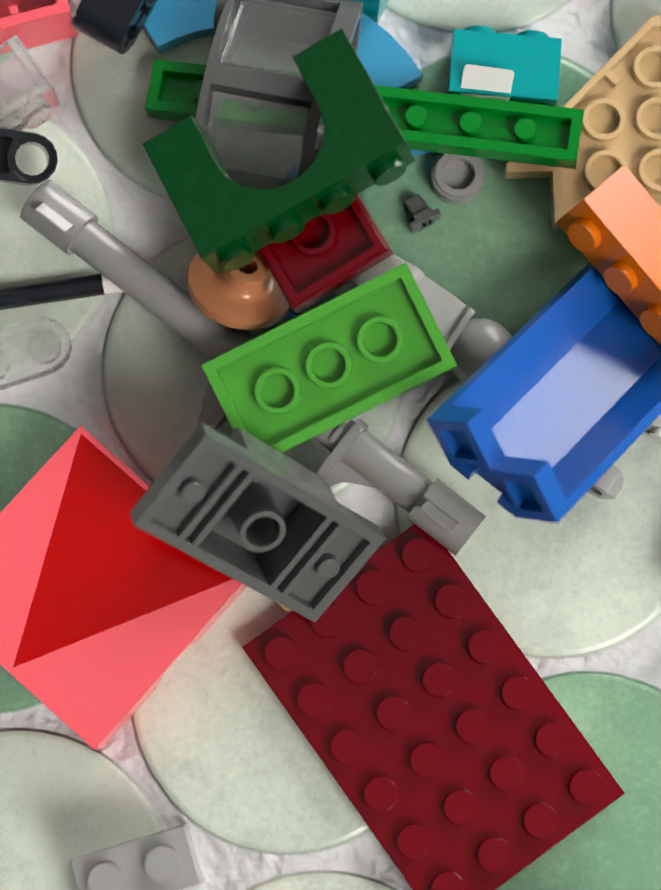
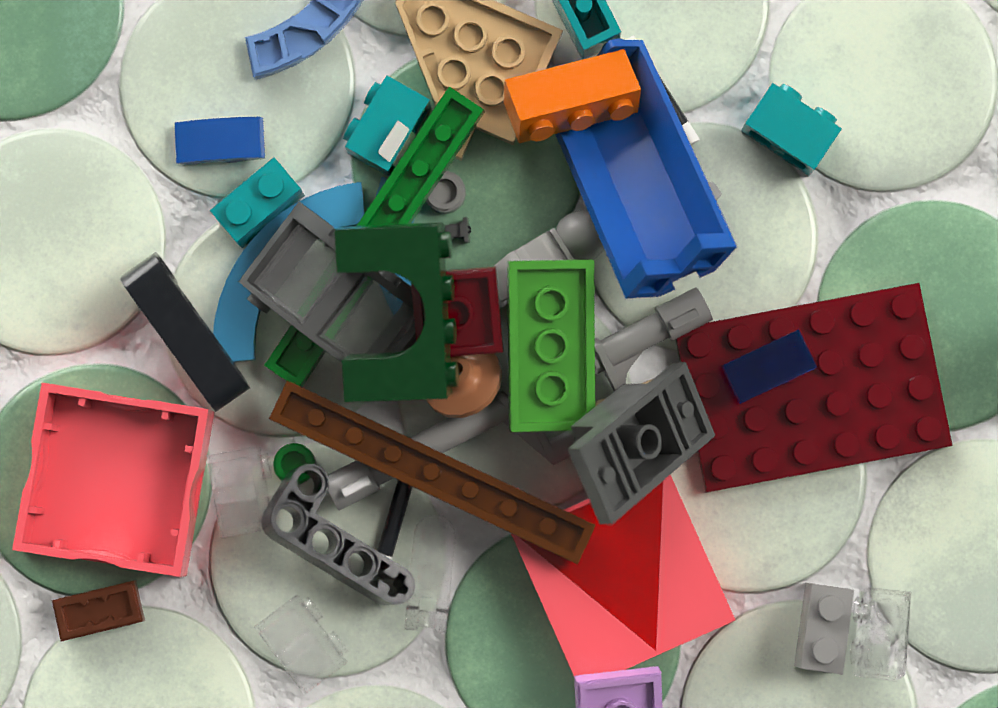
camera: 60 degrees left, 5 degrees up
(67, 144) = (291, 457): none -> green tile
(109, 301) = (432, 472): none -> reddish brown plate
(430, 649) = (769, 366): none -> clear blue plate

